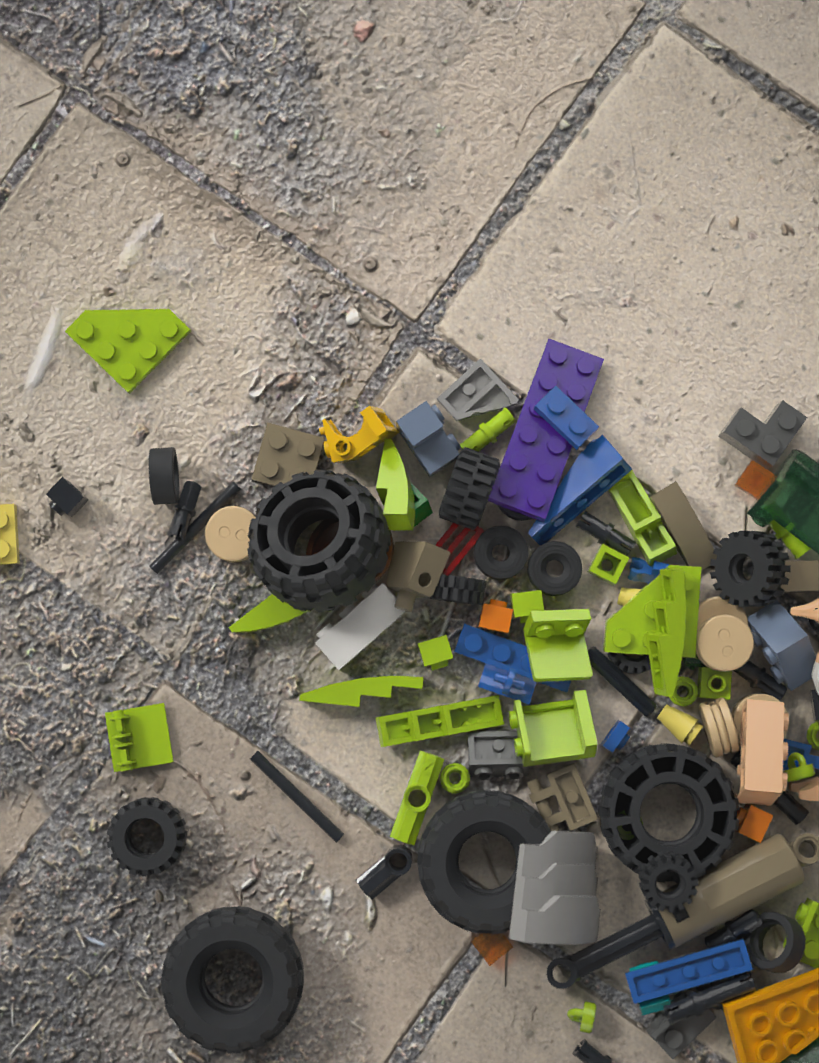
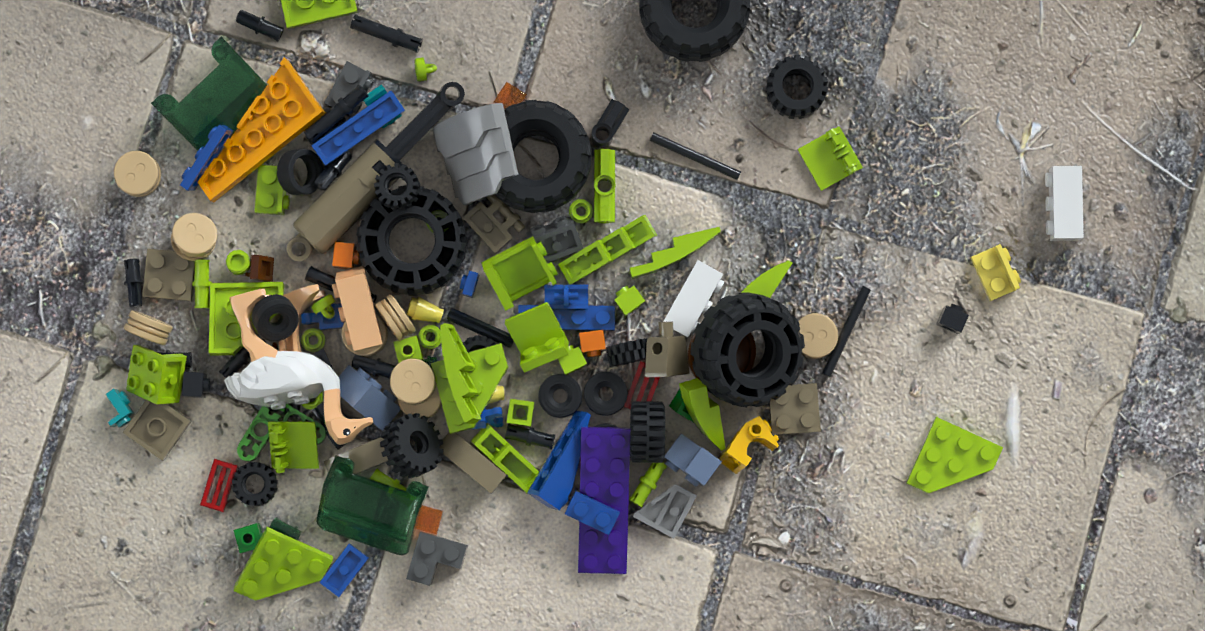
camera: 160 degrees right, 0 degrees up
(163, 475) = (884, 360): black tyre -> none
(184, 510) = (859, 340): black axle -> none

